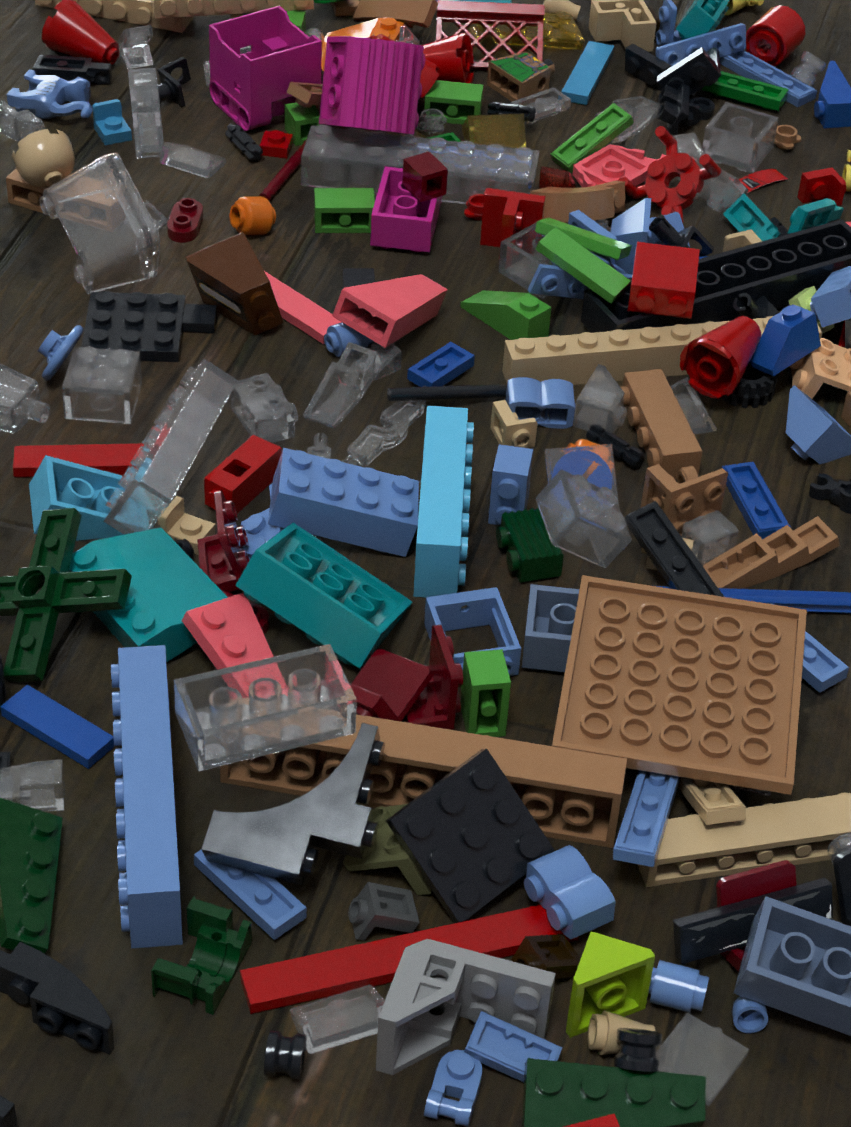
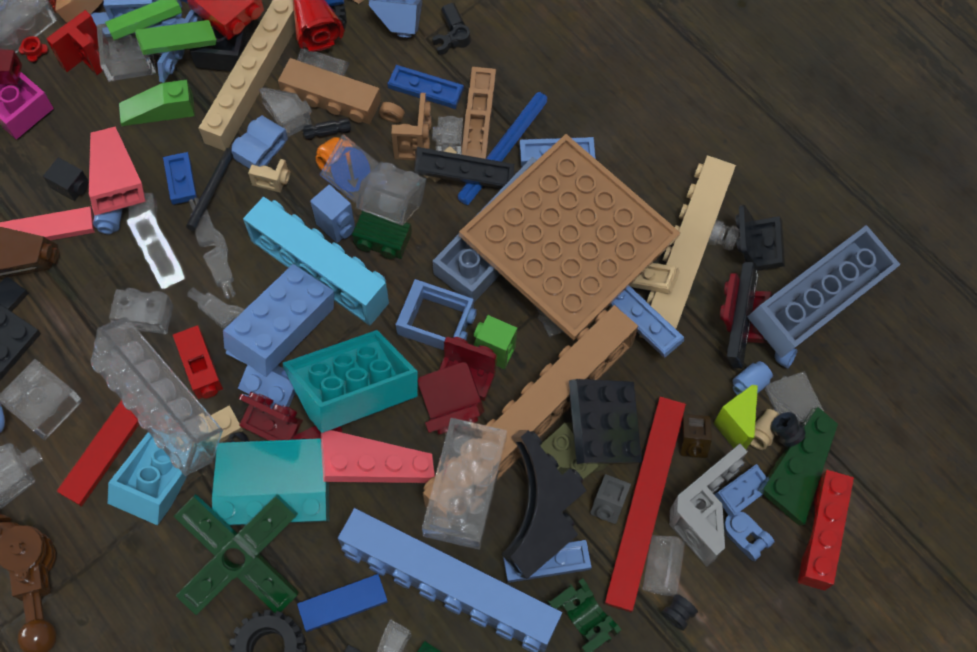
camera: 55 degrees left, 25 degrees up
(569, 892) = (666, 393): medium blue brick -> none

